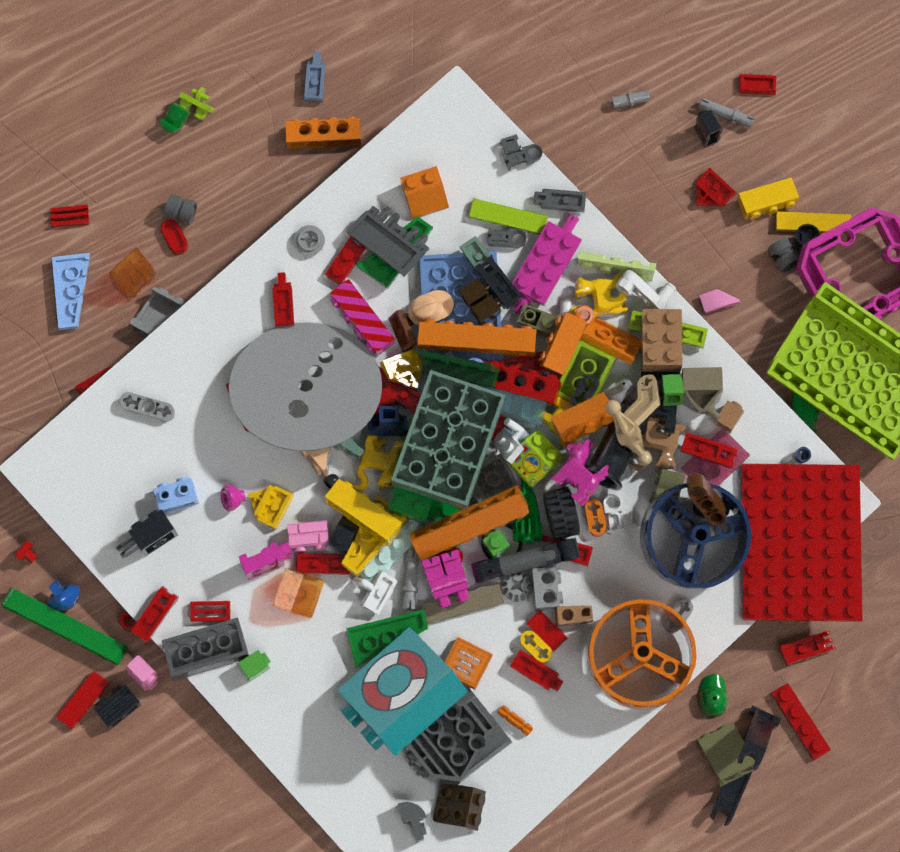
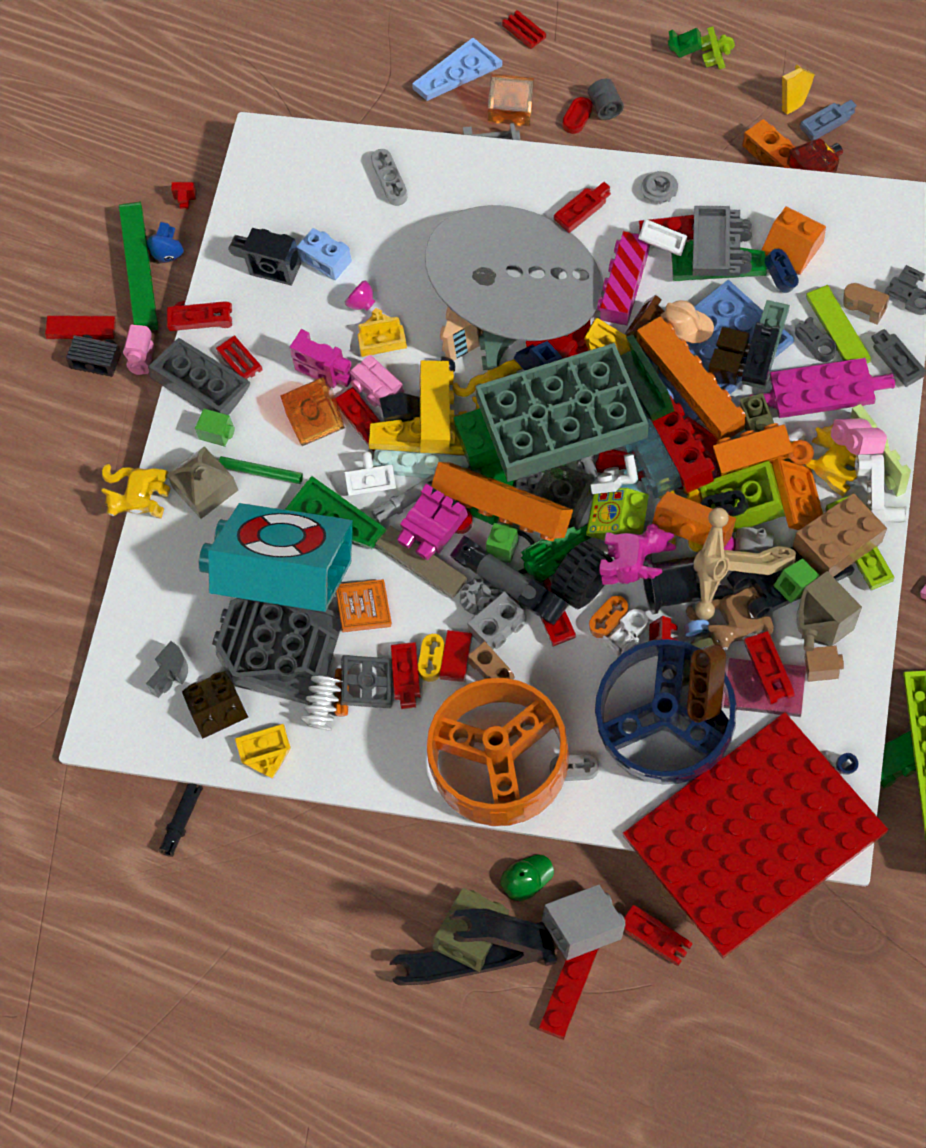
camera: 55 degrees right, 10 degrees down
(261, 747) = (138, 491): none -> yellow animal
(277, 80) = (795, 88): none -> yellow slope
(291, 702) = (202, 482): none -> dark tan piece
(310, 658) = (261, 470): none -> green piece
(351, 118) = (815, 156): none -> clear red torso
(357, 271) = (662, 237): none -> white tile
(440, 217) = (781, 270): none -> dark blue beam
(505, 184) = (866, 300): none -> medium nougat leg
(513, 711) = (384, 664): none -> dark grey piece
(517, 796) = (264, 749): none -> yellow slope
(518, 738) = (321, 702): none -> white piece
(605, 273) = (858, 436): none -> bright pink brick
(633, 495) = (662, 629): none -> red tile
(647, 471) = (696, 628): none -> light blue tile
(772, 684) = (583, 922): none -> light grey brick

